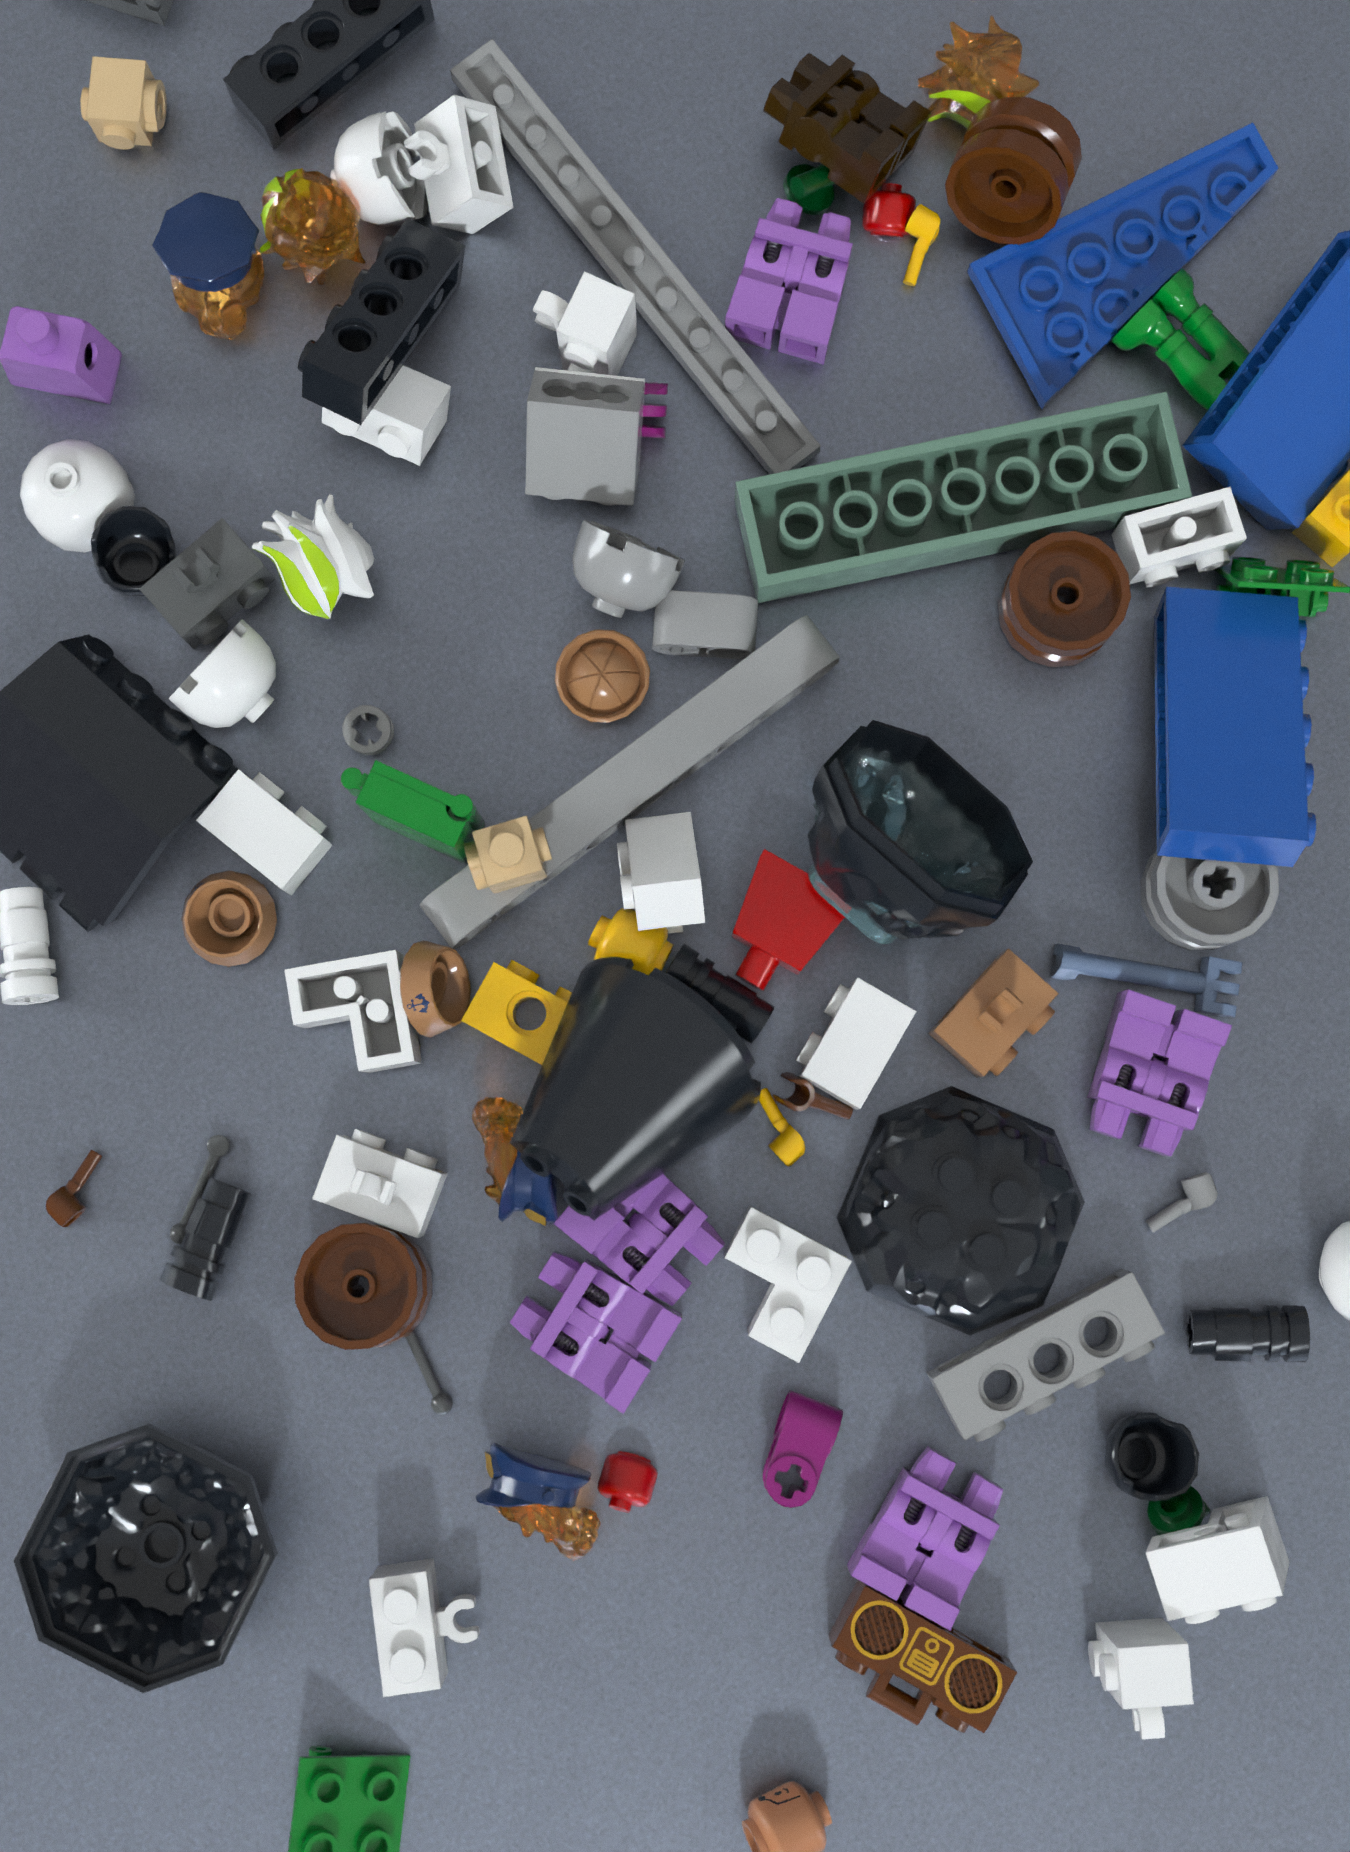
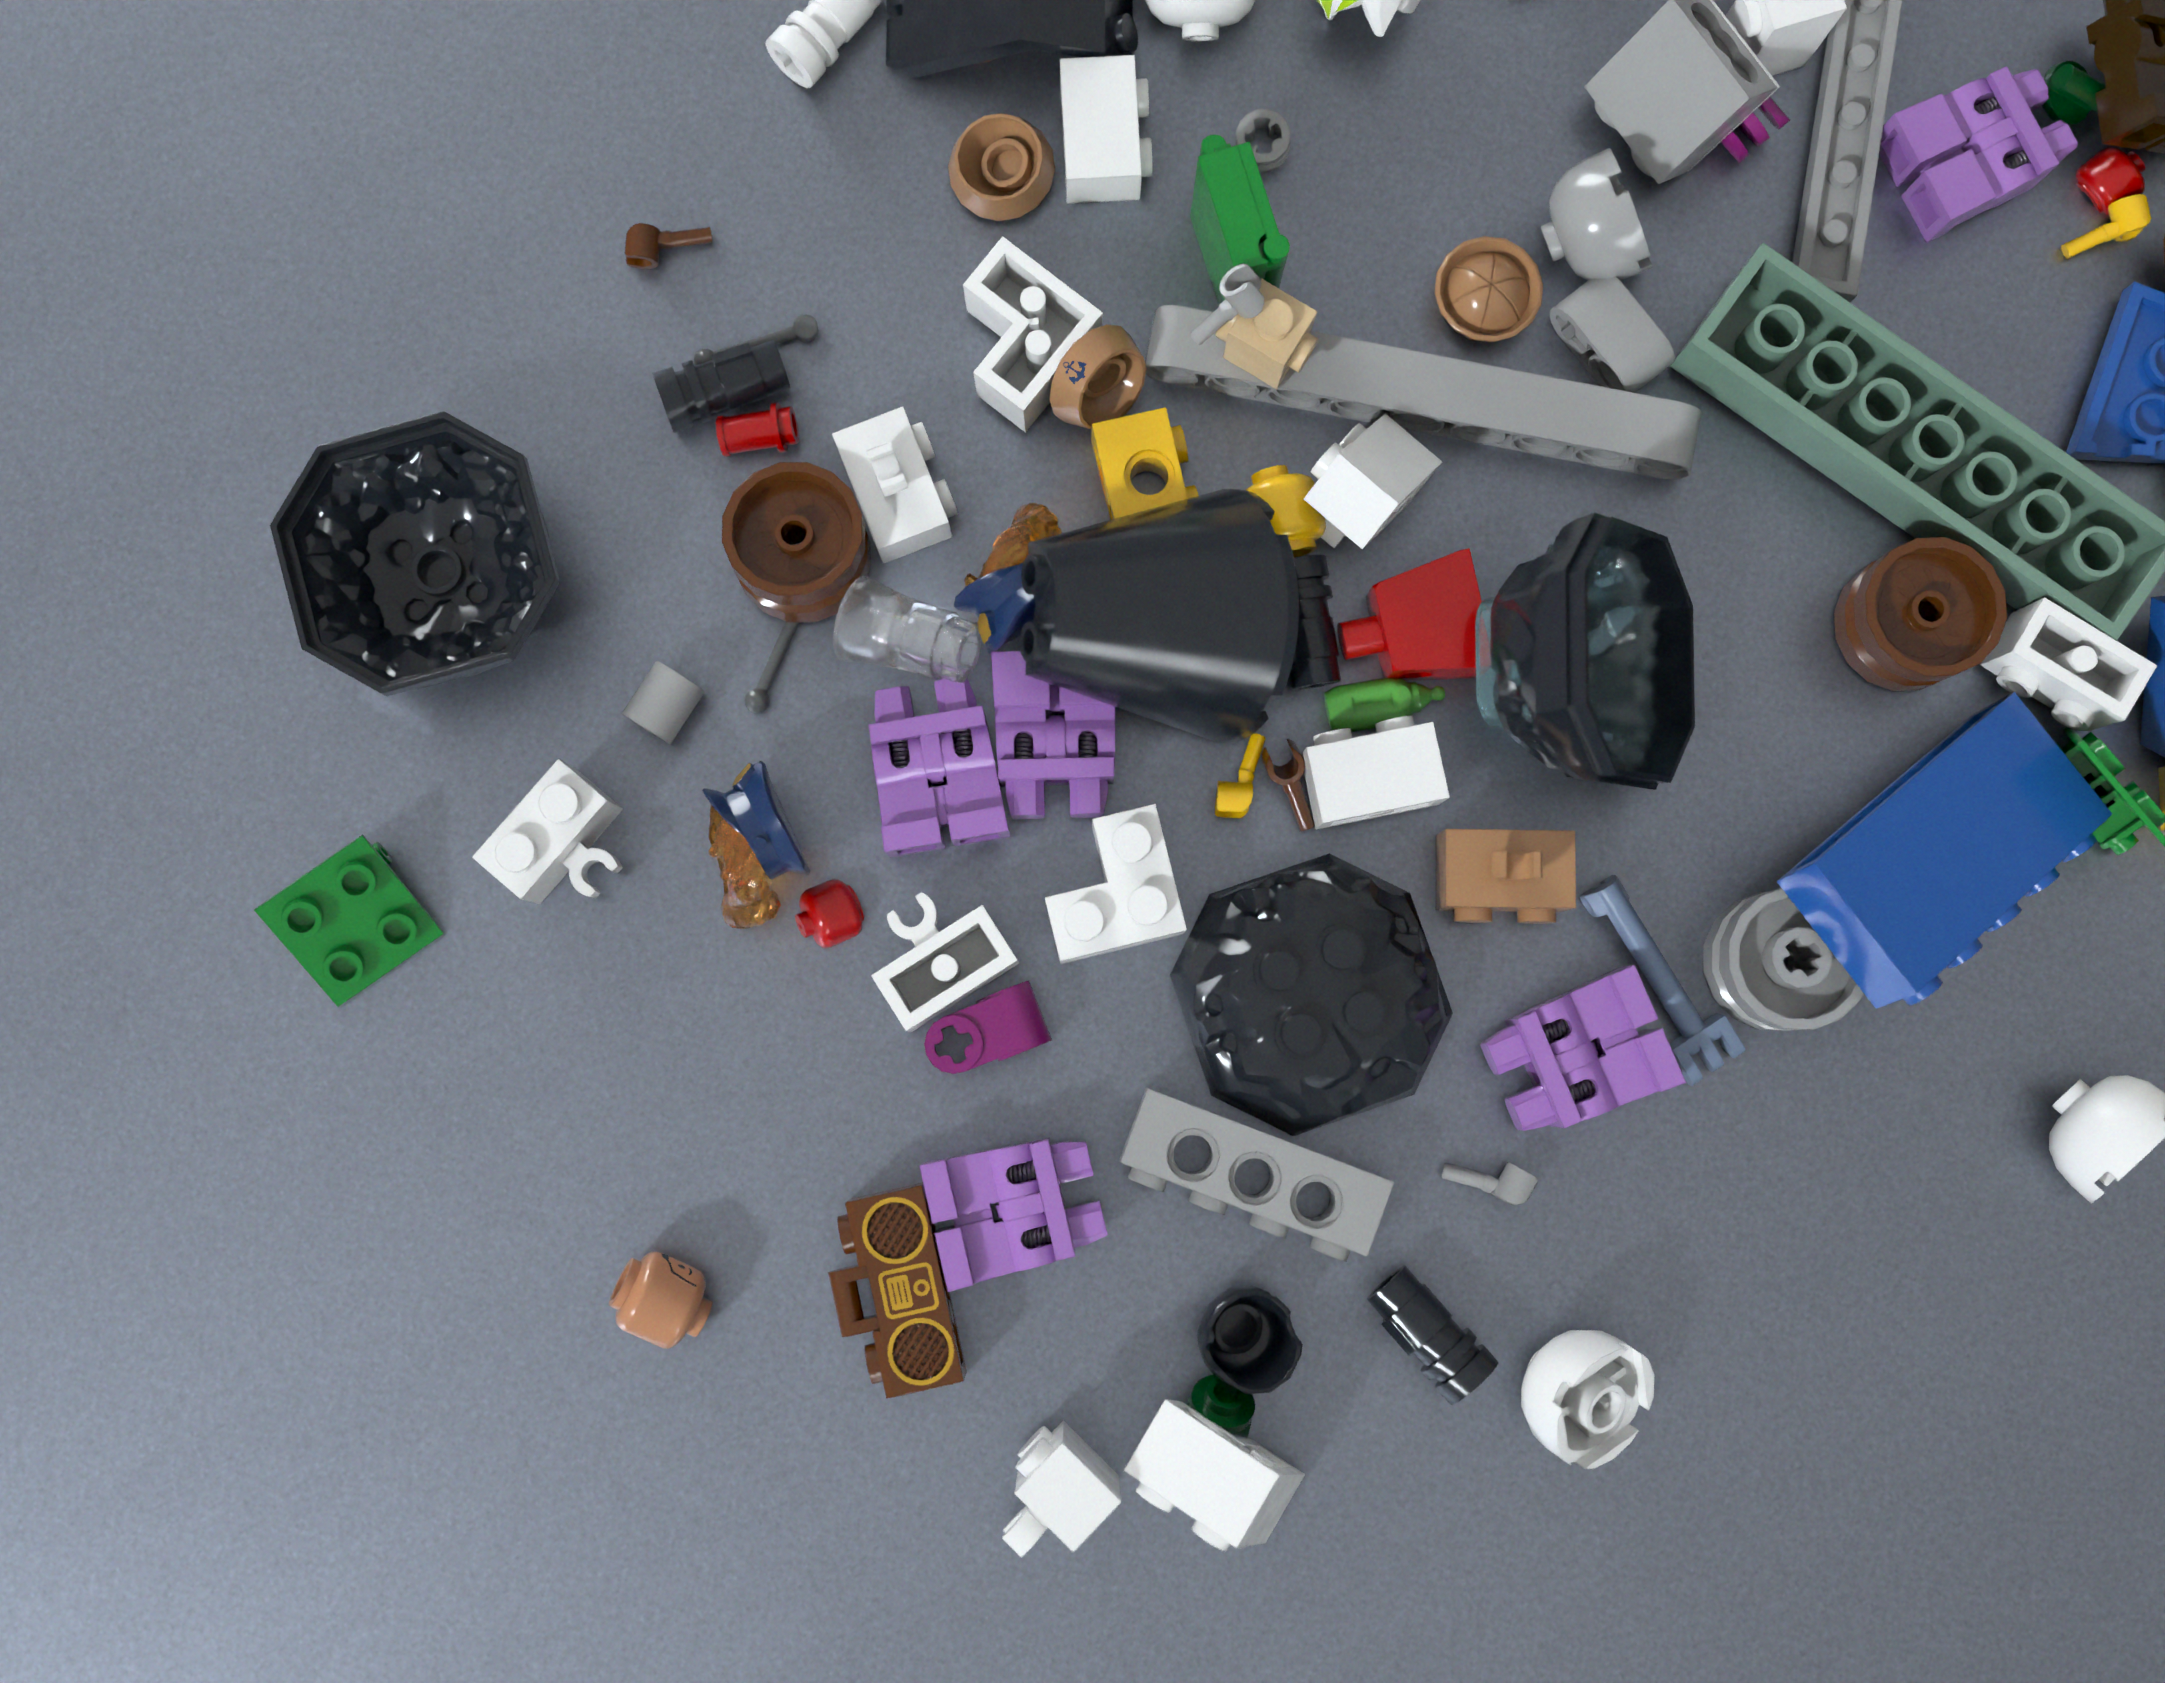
camera: 45 degrees right, 0 degrees up
(261, 1241) = (758, 430): none -> red pin
(388, 1470) = (663, 702): none -> light grey beam
(471, 859) = (1242, 295): none -> light grey hand
(489, 1269) = (904, 633): none -> clear plant
(732, 1440) = (943, 964): none -> white brick
(808, 995) = (1376, 700): none -> bright green piece

